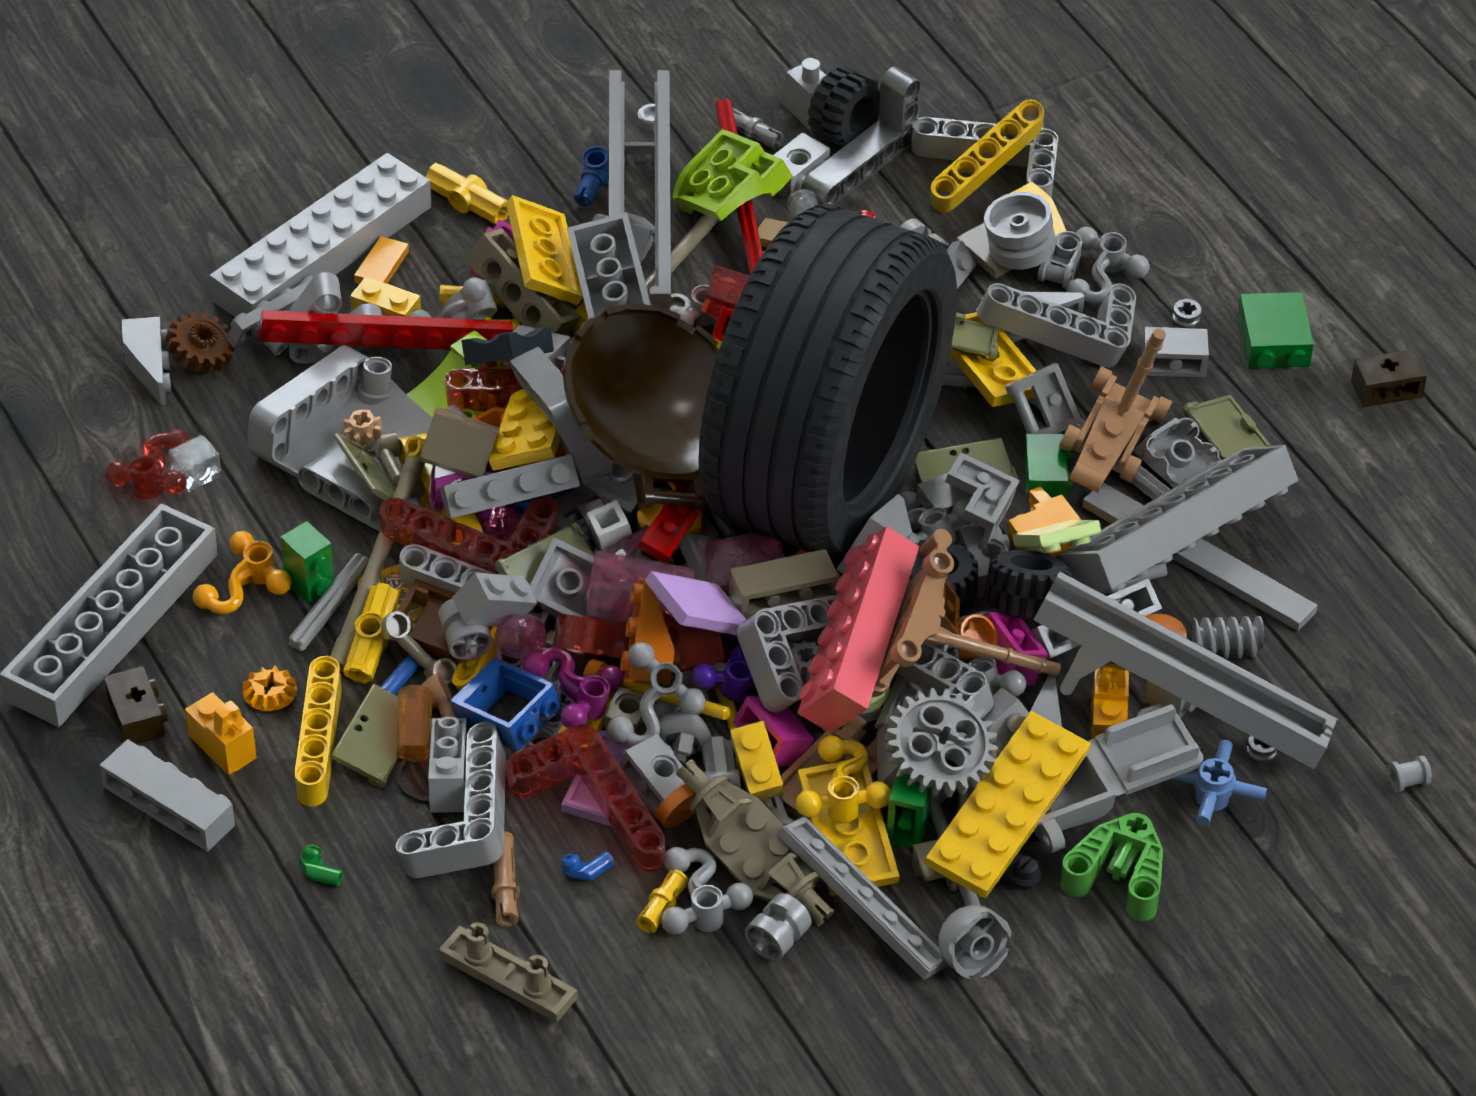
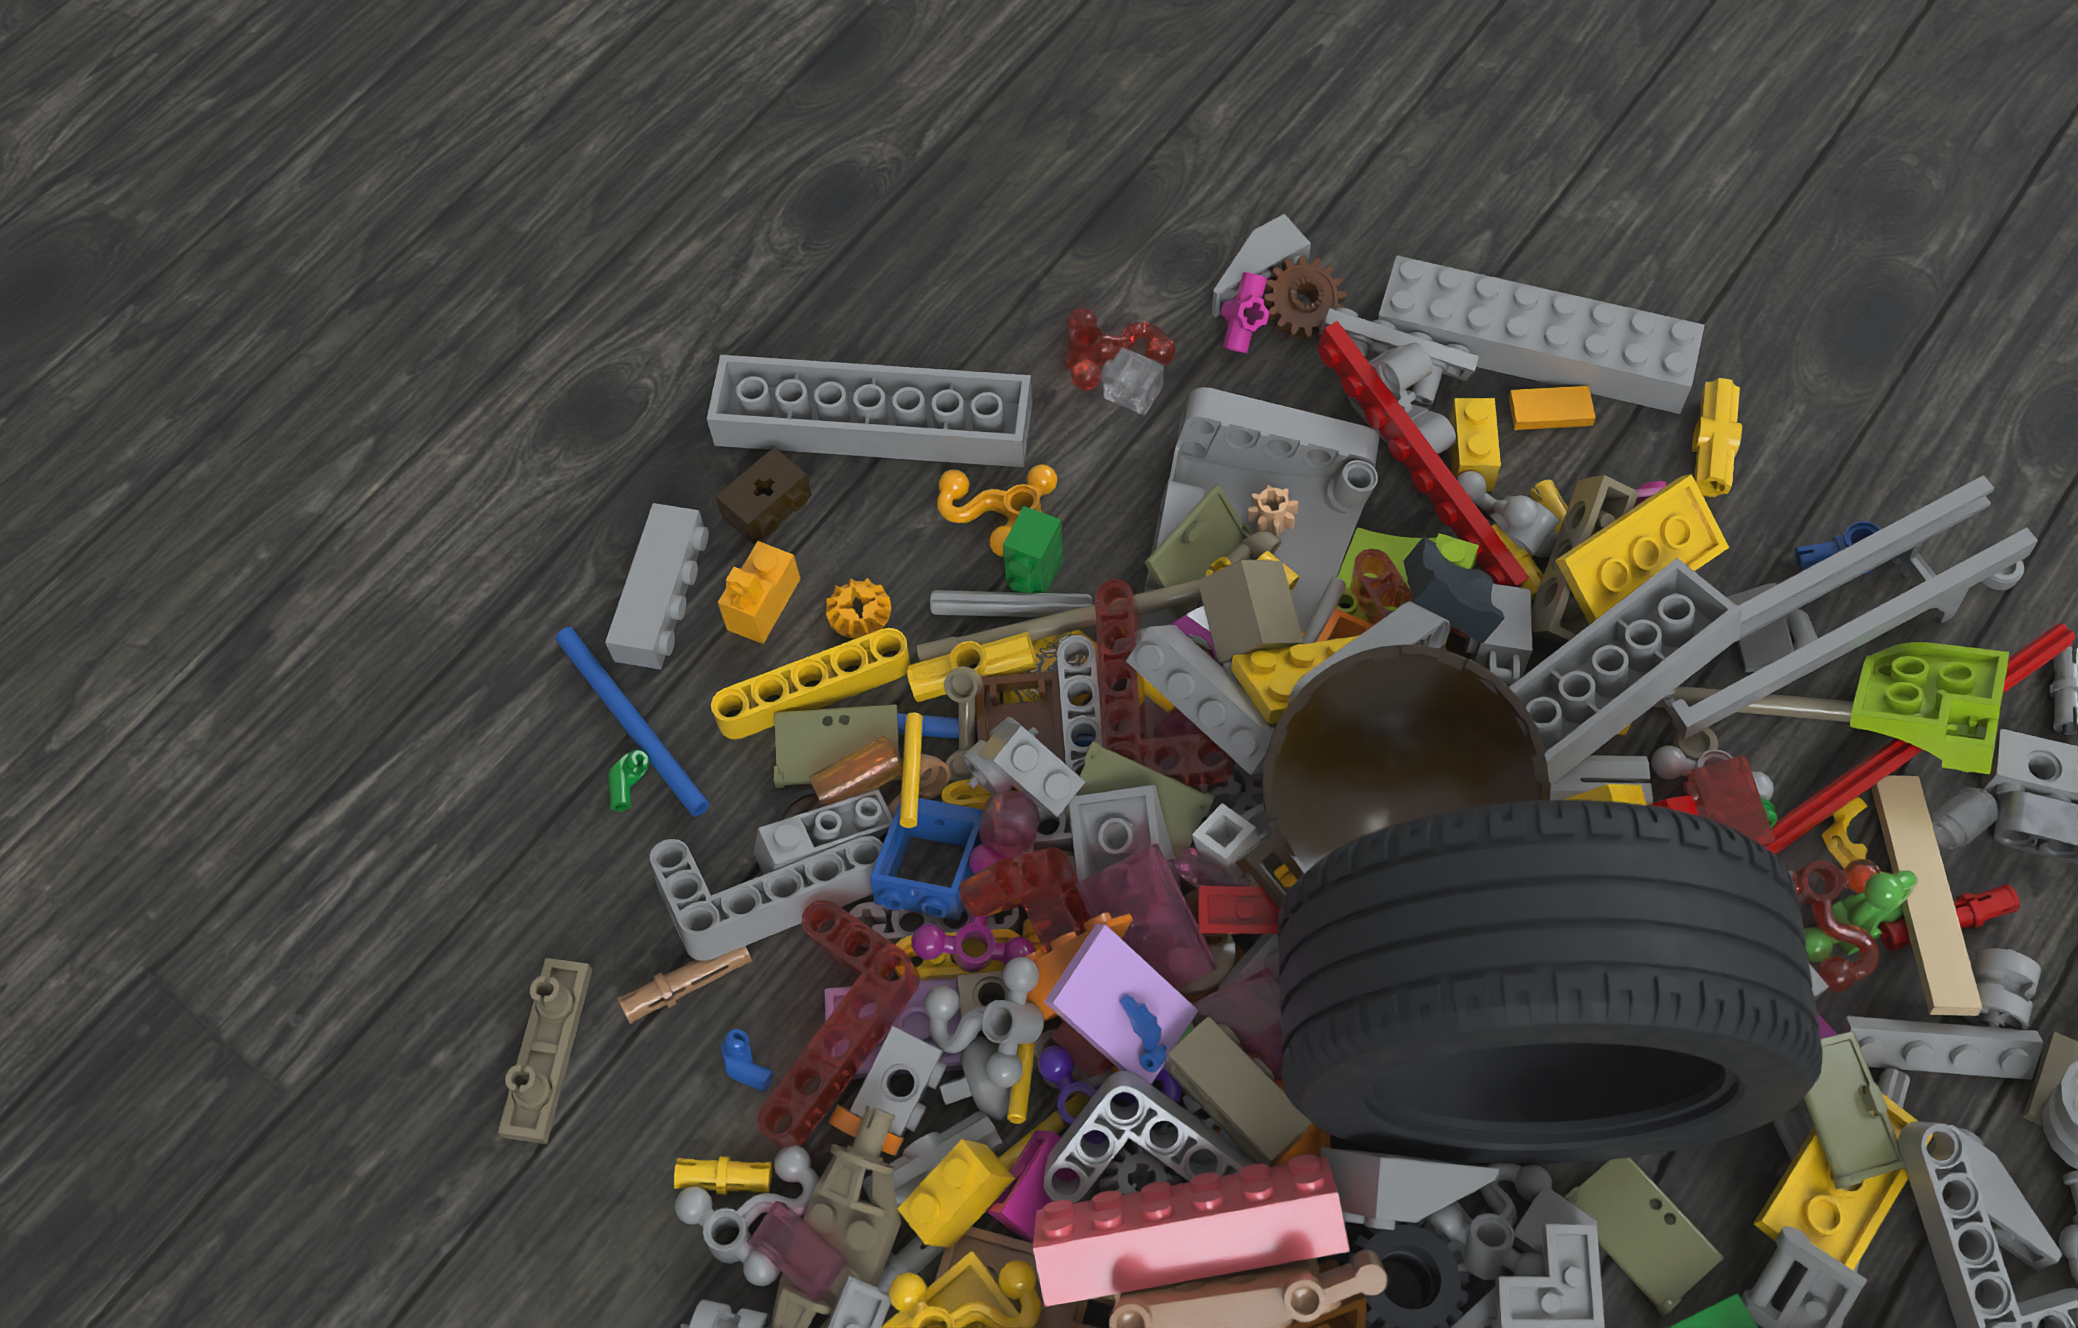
camera: 70 degrees right, 15 degrees up
(188, 377) = (1248, 298): none -> dark pink axle
(268, 851) = (632, 722): none -> blue piece
(436, 686) = (911, 770): none -> yellow bar
(724, 596) = (1146, 1027): none -> blue piece
(744, 861) = (798, 1251): none -> clear pink tile

